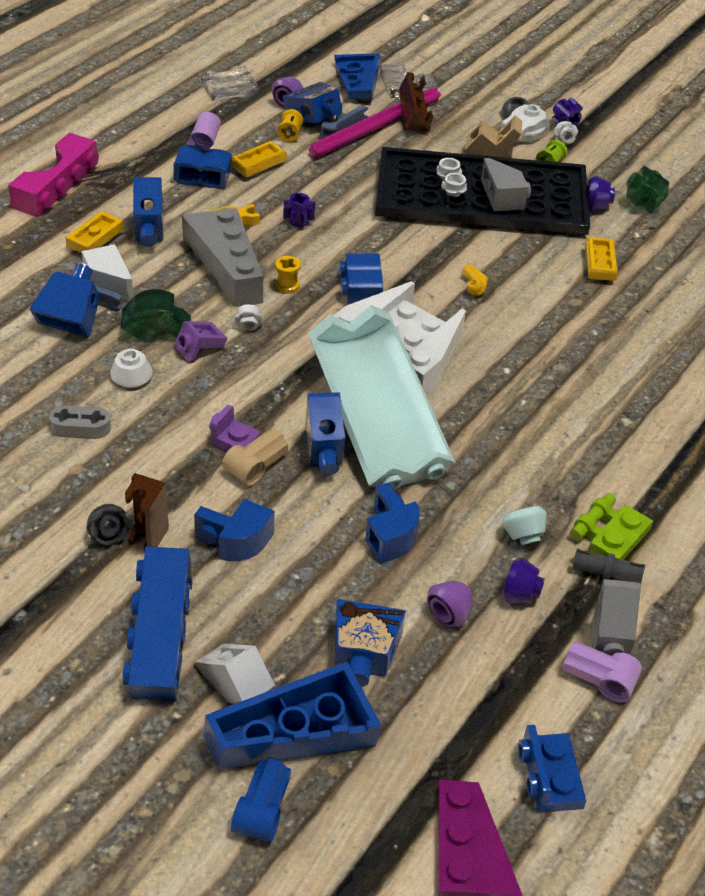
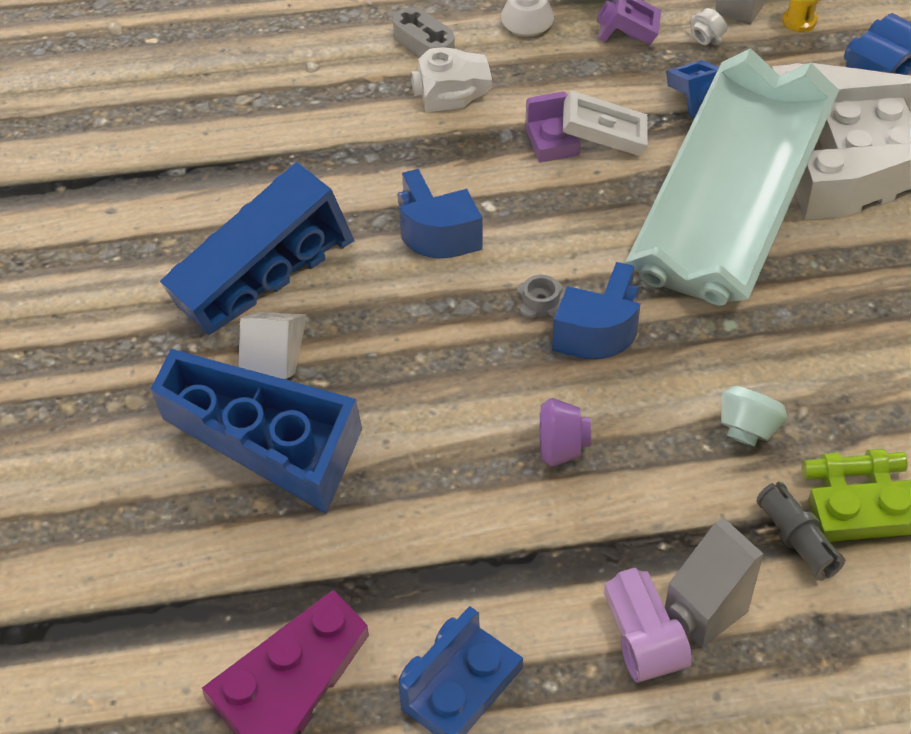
camera: 50 degrees right, 5 degrees up
(113, 531) = (318, 145): dark grey plate -> none
(136, 439) = (450, 78): none -> white hand
(149, 509) = (362, 143): reddish brown hinge -> none
(251, 461) = (529, 163): tan piece -> none
(260, 809) = (140, 480): blue piece -> none
(266, 410) = (605, 123): none -> white plate
(284, 353) = (693, 81): none -> blue bracket
(325, 443) = (632, 176): blue torso -> none
(346, 536) = (539, 296): none -> light grey plate
(367, 637) = (429, 405): torso -> none
(522, 582) = (666, 469): dark purple cone -> none

